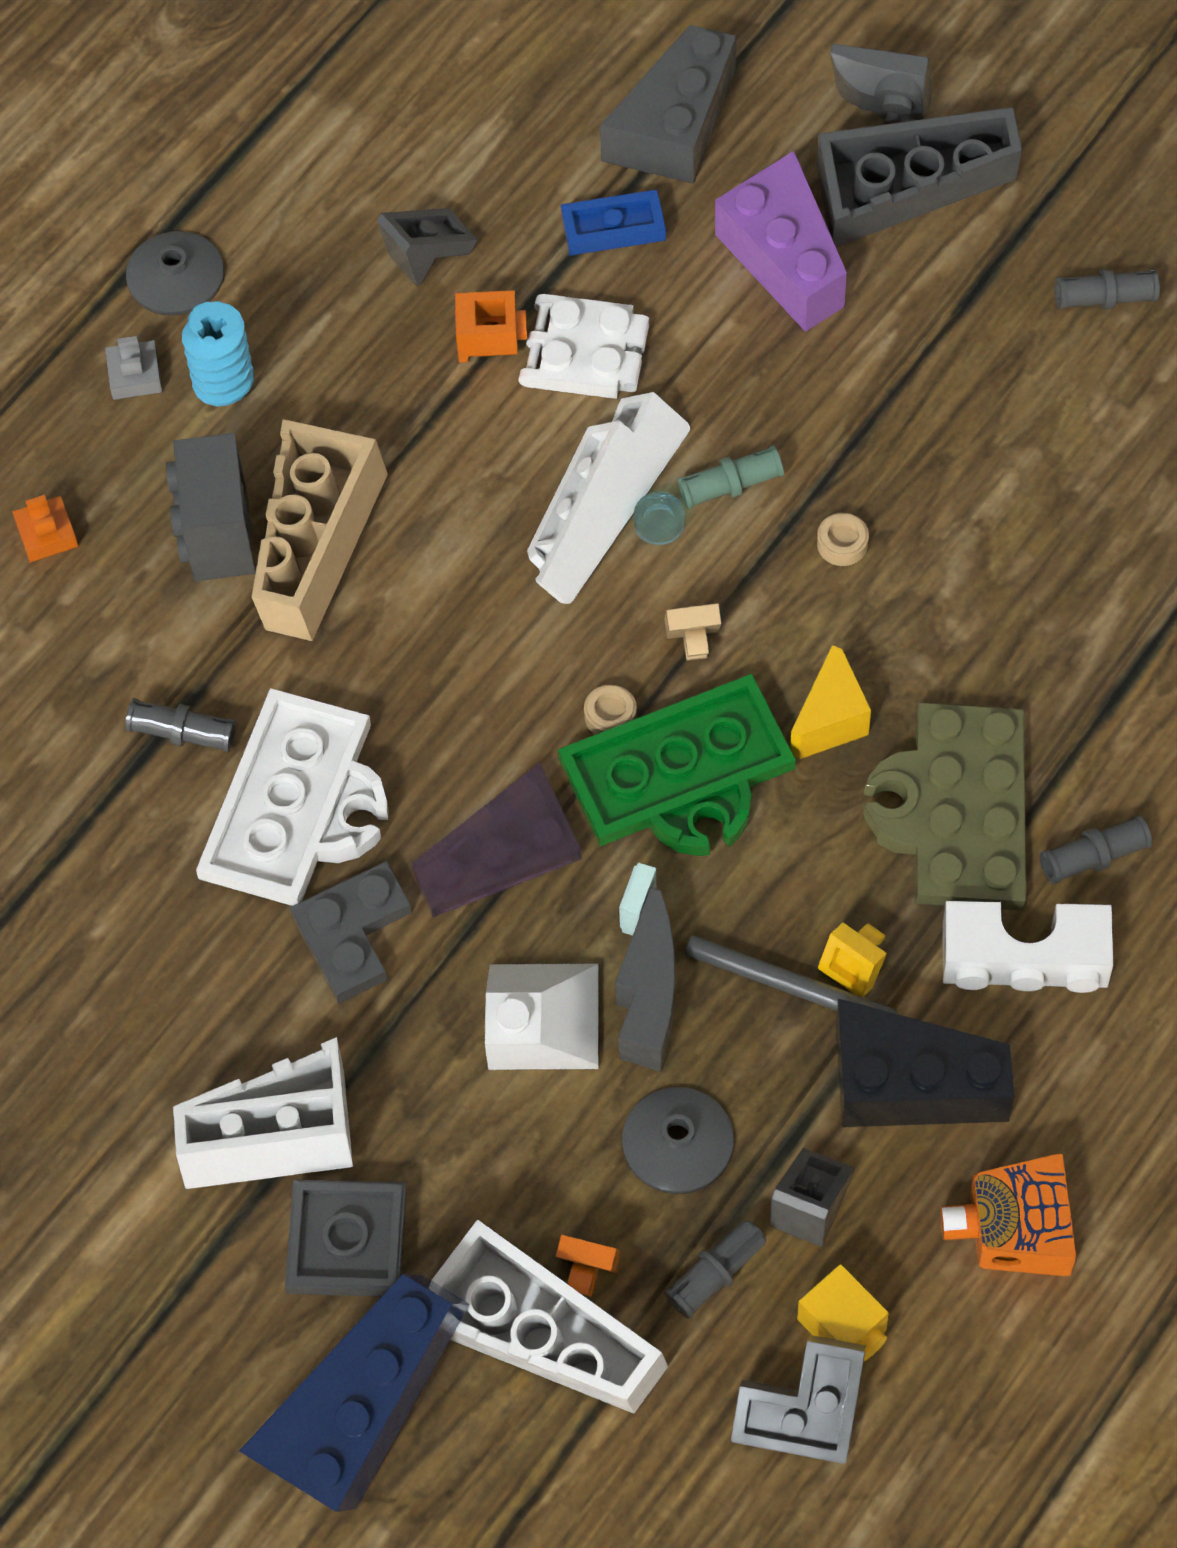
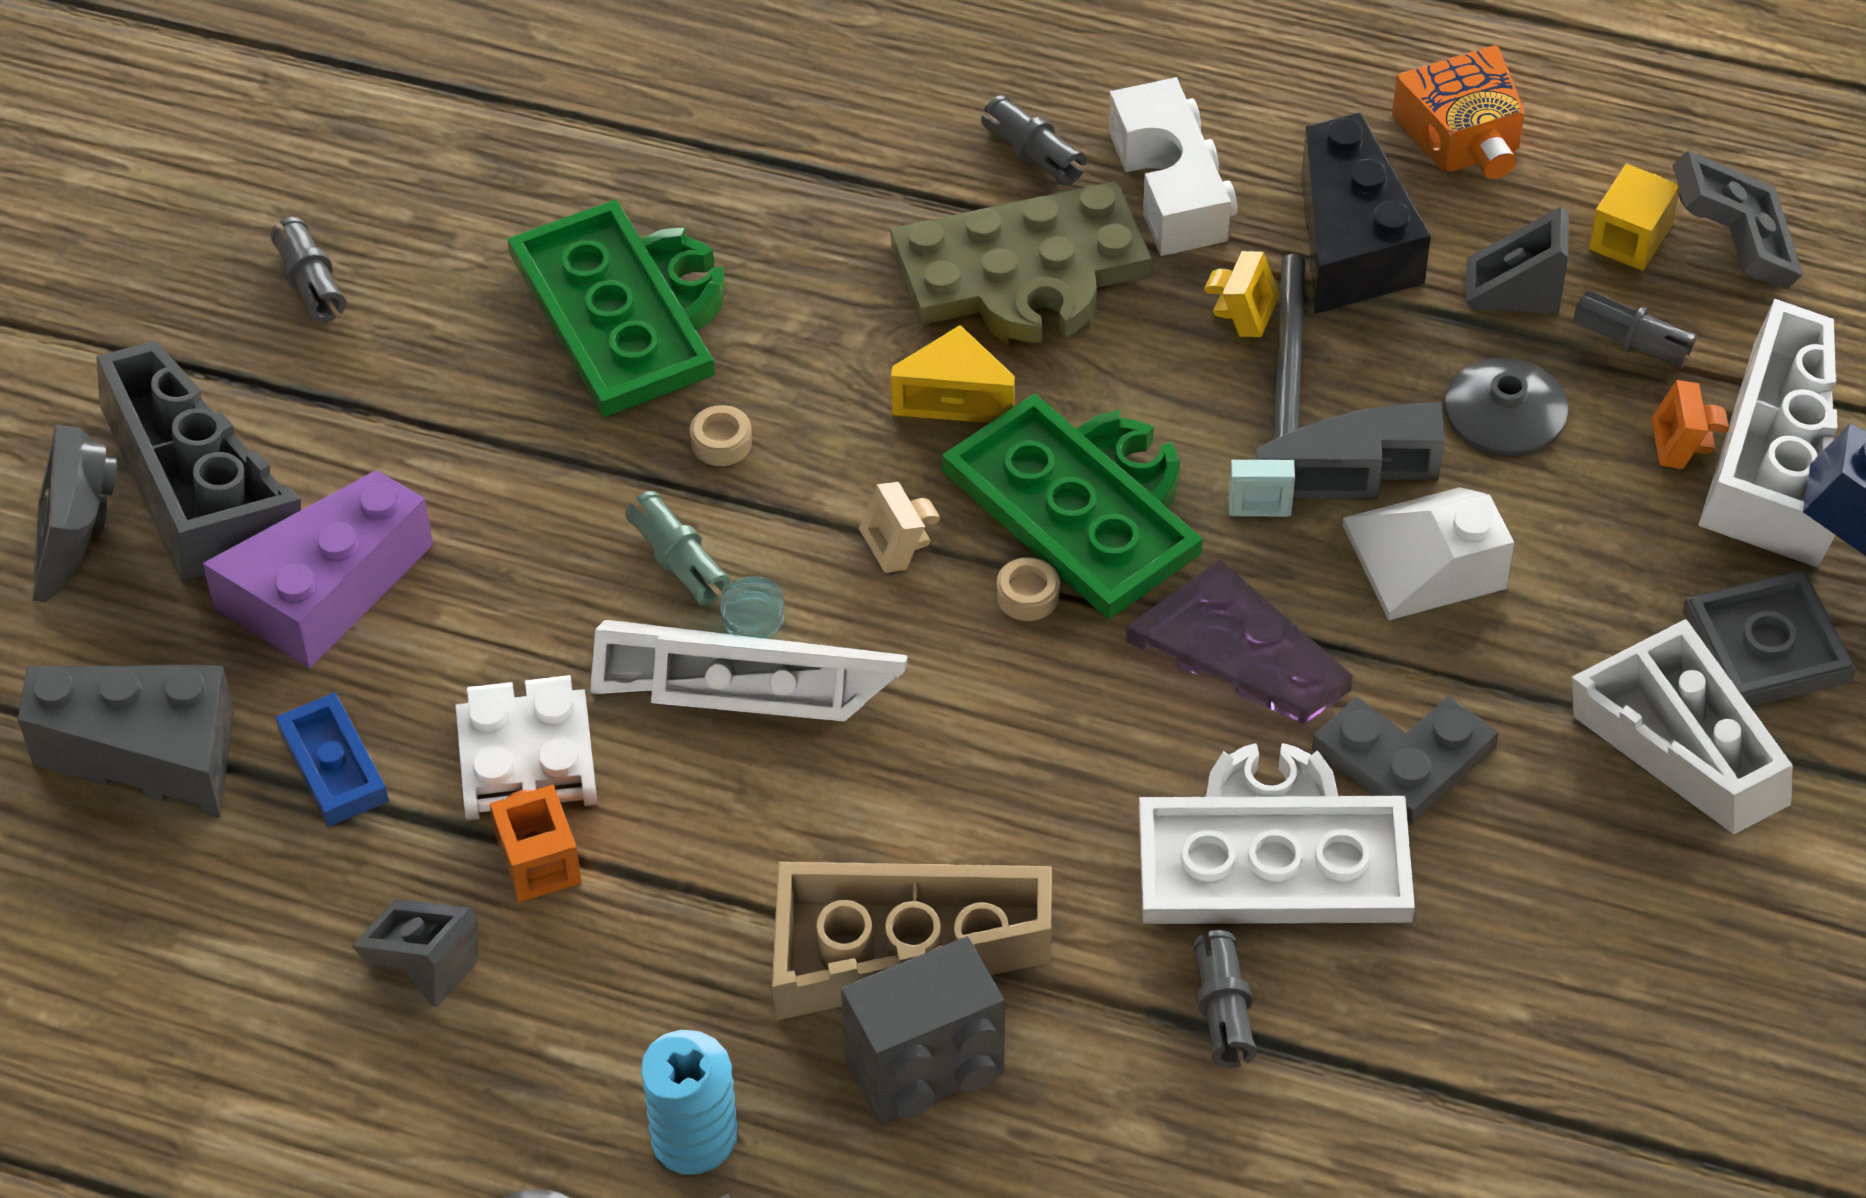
camera: 110 degrees left, 10 degrees down
(1001, 494) = (623, 302): none -> green plate

